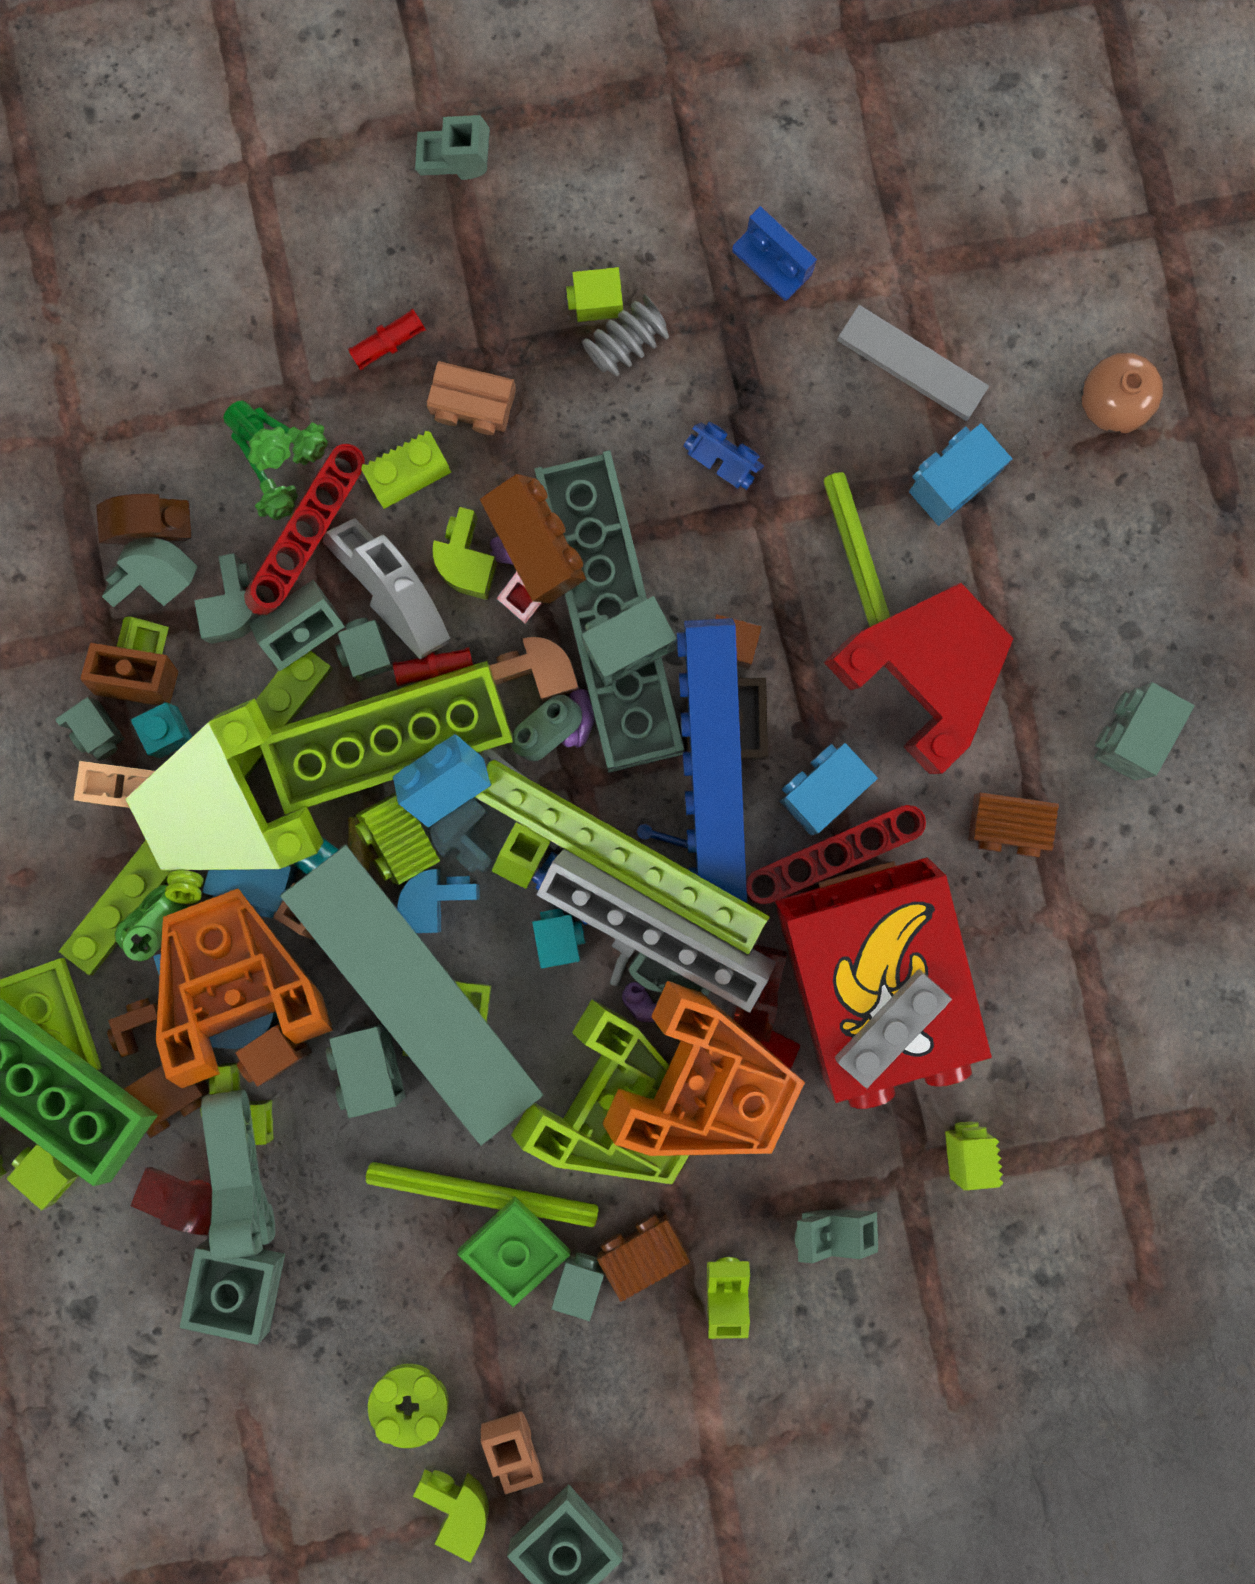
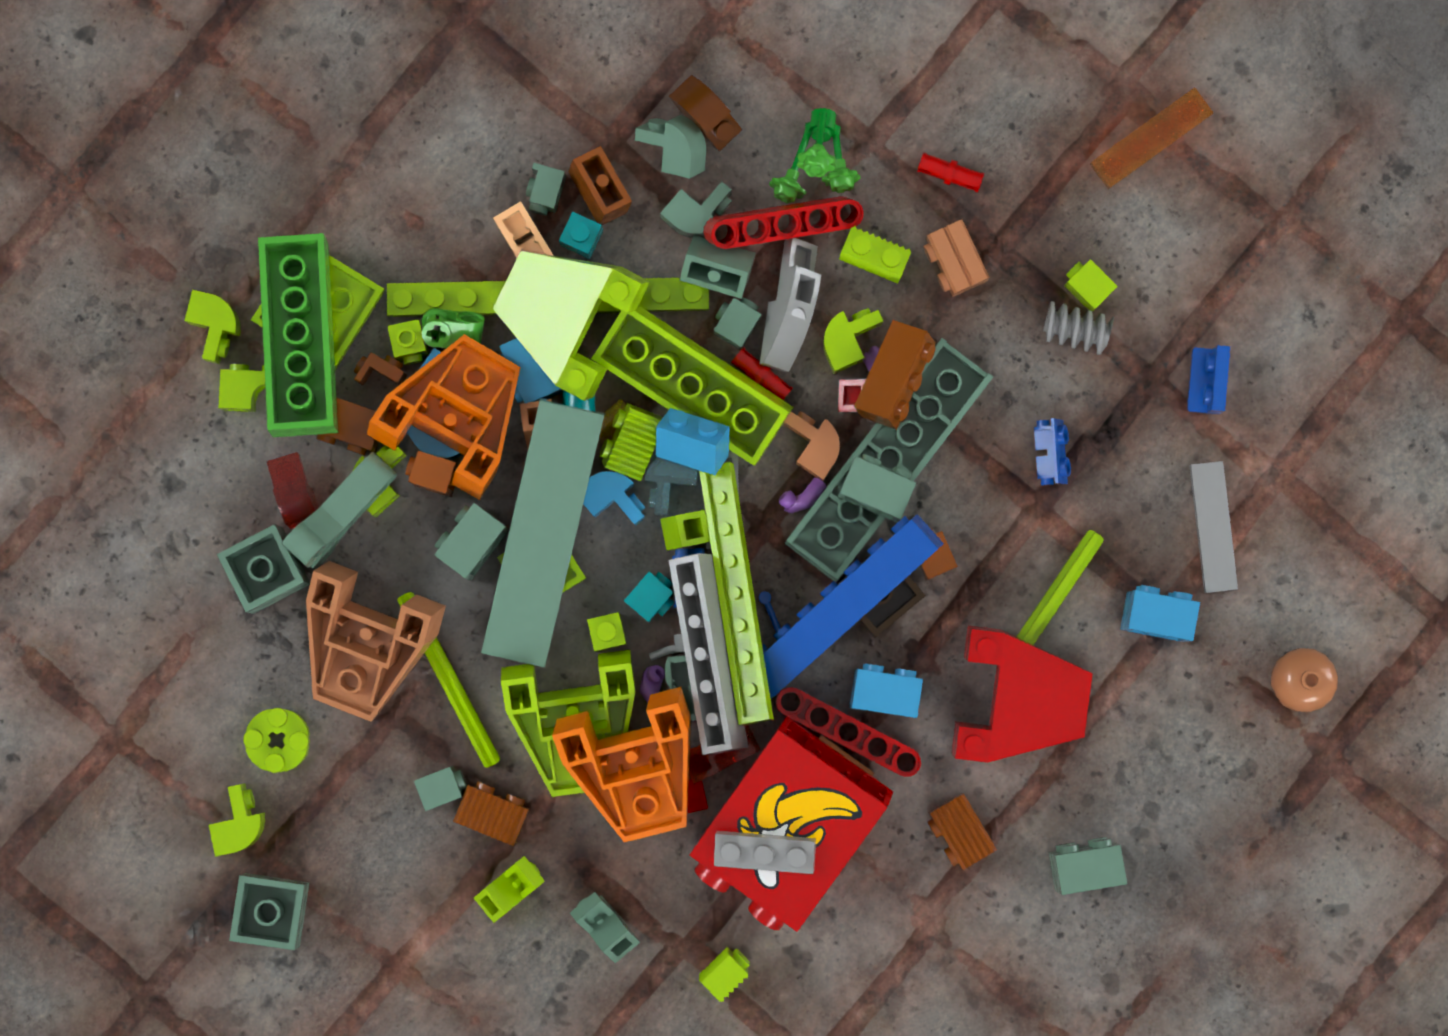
camera: 50 degrees right, 0 degrees up
(127, 977) = (408, 342): none -> lime bracket
(142, 635) = (630, 171): lime slope -> none
(184, 887) = (493, 332): lime bush -> none
(385, 1261) = (357, 651): none -> nougat wedge
(456, 149) = (1110, 116): sand green brick -> none
(507, 129) = (1151, 138): none -> clear orange plate
(511, 1452) = (302, 828): nougat brick -> none
(513, 1252) = (429, 729): bright green plate -> none
(545, 729) = (779, 482): sand green plate -> none
(557, 1007) = (607, 632): none -> lime brick

